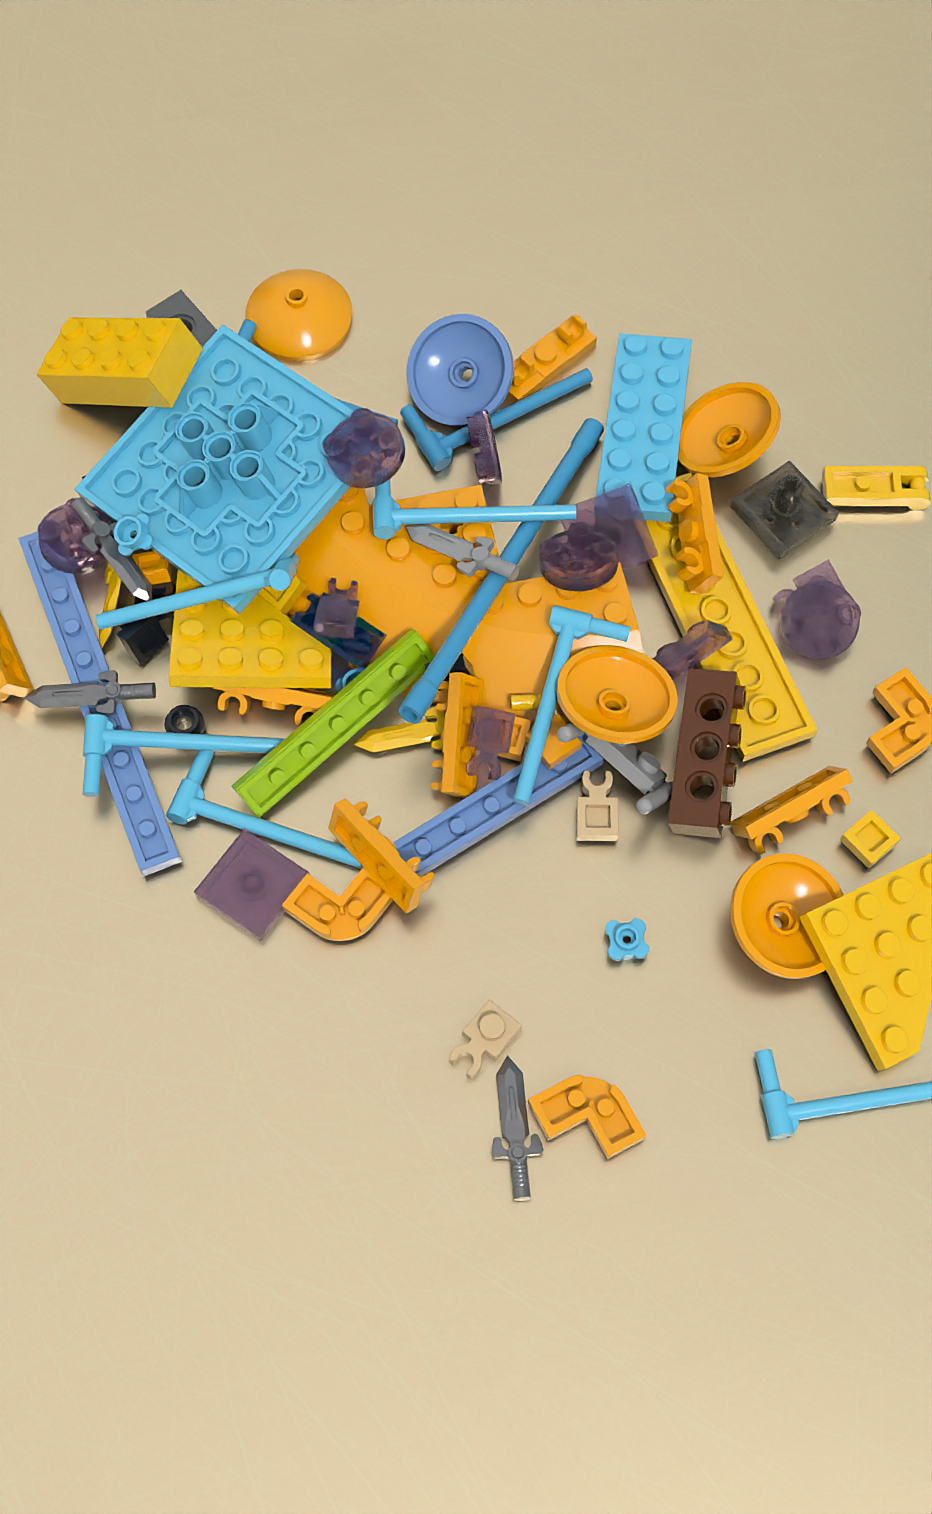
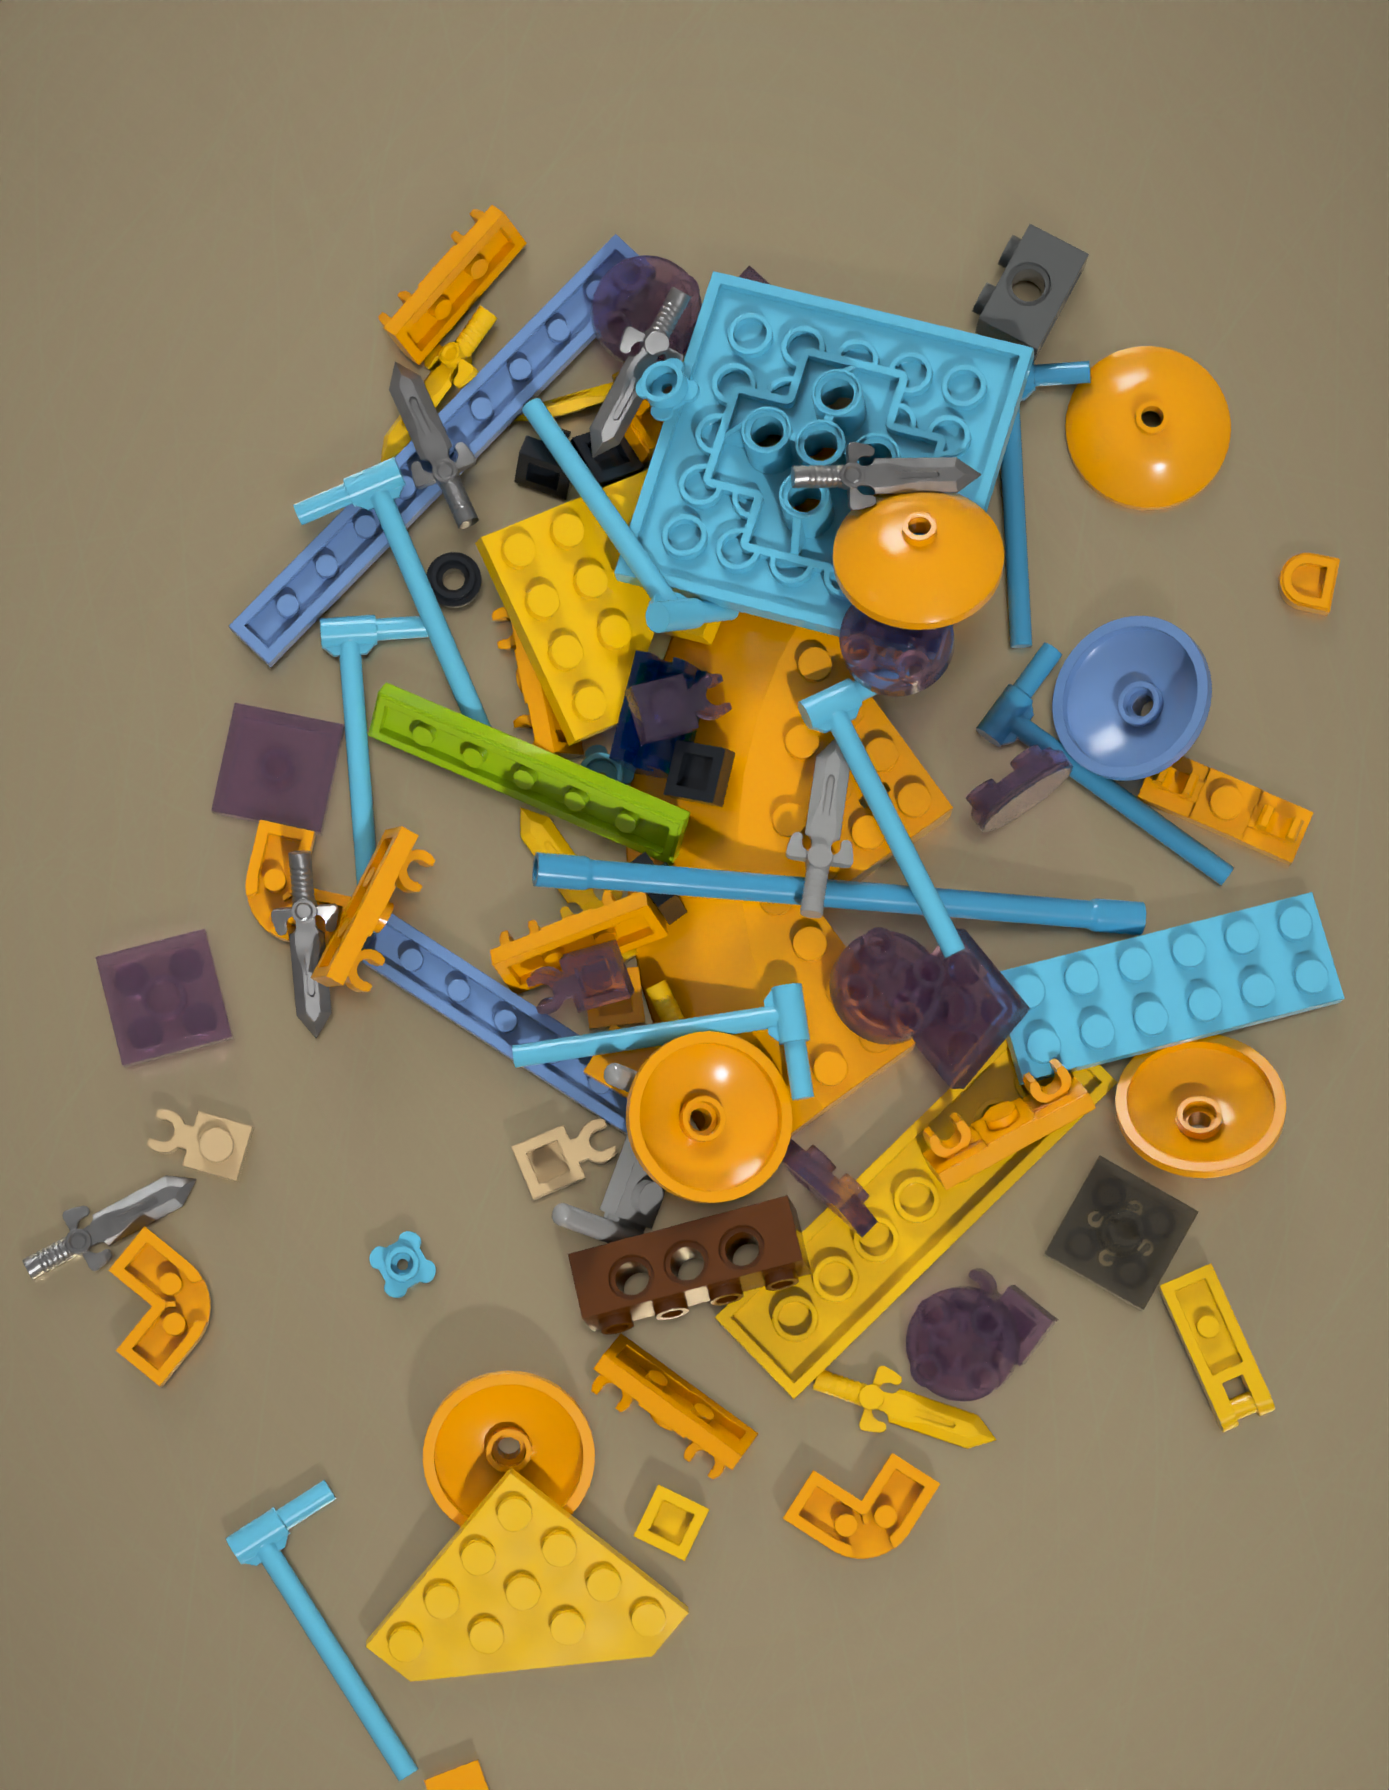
camera: 65 degrees right, 15 degrees up
(43, 666) = (454, 359): none -> yellow sword
(120, 361) = (922, 235): yellow brick -> none
(258, 414) = (885, 475): none -> flat silver sword
(320, 416) = (913, 577): none -> light orange dish
(373, 1021) = (164, 998): none -> clear purple plate
(380, 907) = (306, 942): none -> flat silver sword
(388, 615) = (699, 773): none -> black plate
(434, 269) = (1309, 582): none -> light orange tile
(846, 674) = (905, 1409): none -> yellow sword

